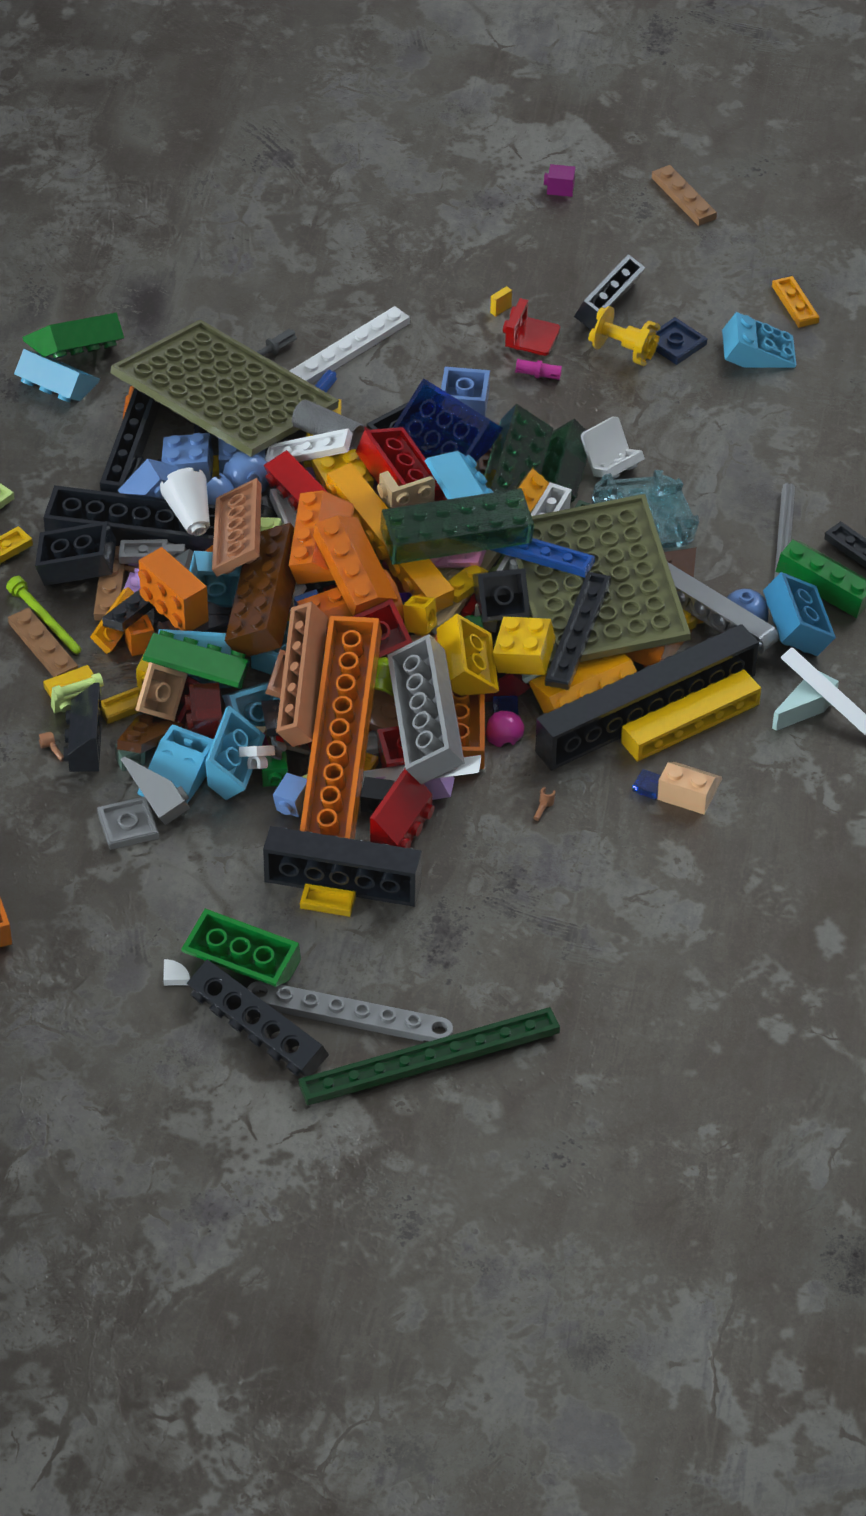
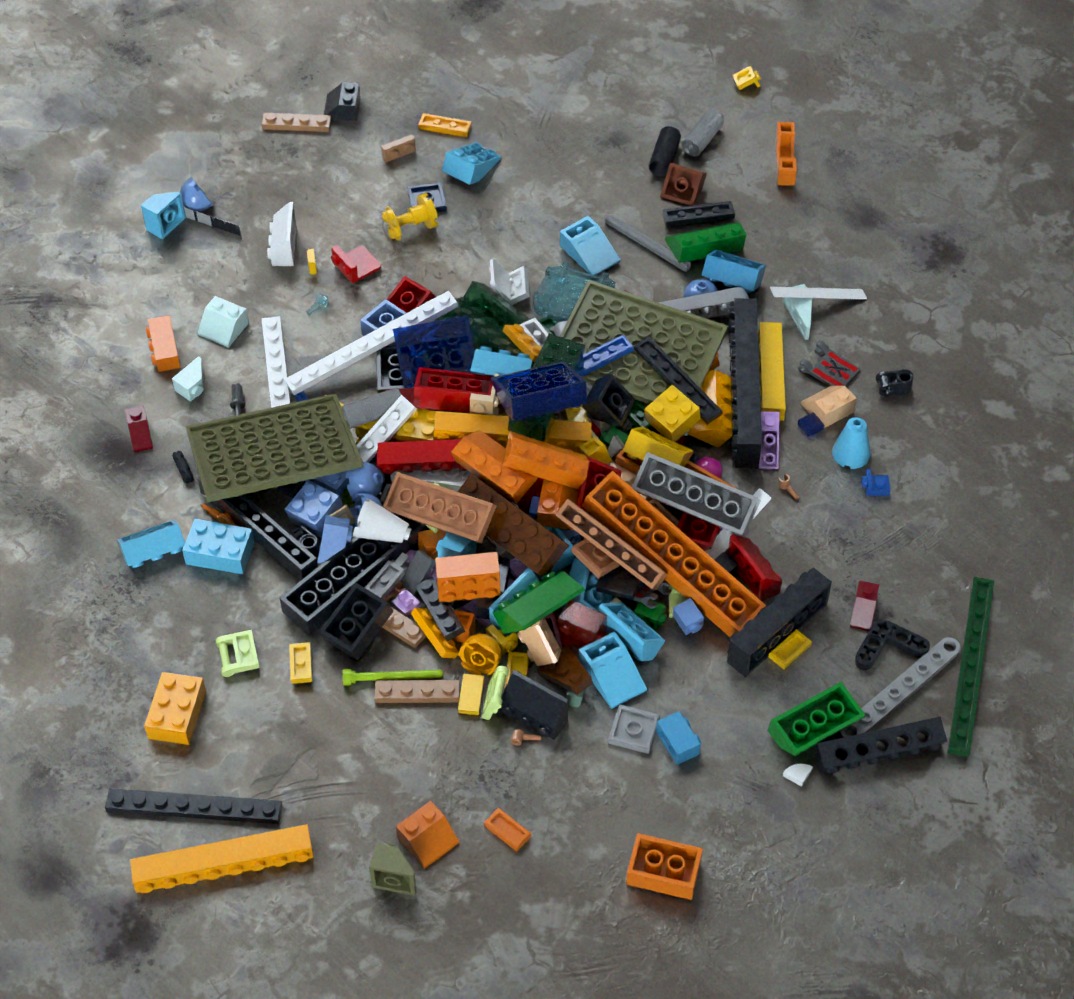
camera: 55 degrees left, 5 degrees up
(76, 335) = (131, 508): green slope -> none
(88, 420) = (218, 546): none -> medium azure brick
(118, 661) = (480, 654): none -> light orange cylinder
(139, 857) = (678, 737): none -> dark azure brick
(160, 792) = (634, 692): light grey slope -> none
(180, 296) = (139, 428): none -> dark red slope
(257, 755) = (645, 613): white tile -> none
(272, 299) = (190, 380): none -> light aqua slope
(298, 257) = (162, 343): none -> brick
(362, 282) = (222, 321): none -> light aqua slope
(406, 385) = (368, 344): none -> white plate
(409, 971) = (889, 636): none -> black beam
(424, 511) = (540, 390): none -> clear blue slope
(432, 932) = (864, 605): none -> slope
(455, 166) = (163, 213): none -> medium azure slope
(459, 335) = (320, 300): none -> clear light blue hand
(482, 193) = (206, 219): none -> sticker
(502, 176) = (194, 197): none -> medium blue cylinder
(511, 265) = (283, 237): none -> white slope
(514, 388) = (409, 295): none -> red slope
(538, 369) = (392, 278): dark pink pin -> none
(560, 180) = (225, 170): magenta brick -> none
(593, 754) = (770, 440): none -> lavender slope
(610, 290) = (360, 203): black brick -> none
(611, 872) = (875, 484): none -> blue bracket
(643, 825) = (852, 445): none -> medium azure cone
(720, 282) = (398, 148): none -> medium nougat plate
(725, 488) = (588, 246): none -> medium azure slope
(746, 213) = (343, 102): none -> black slope
(747, 768) = (831, 368): none -> dark grey flag
(773, 826) = (895, 382): none -> black piece

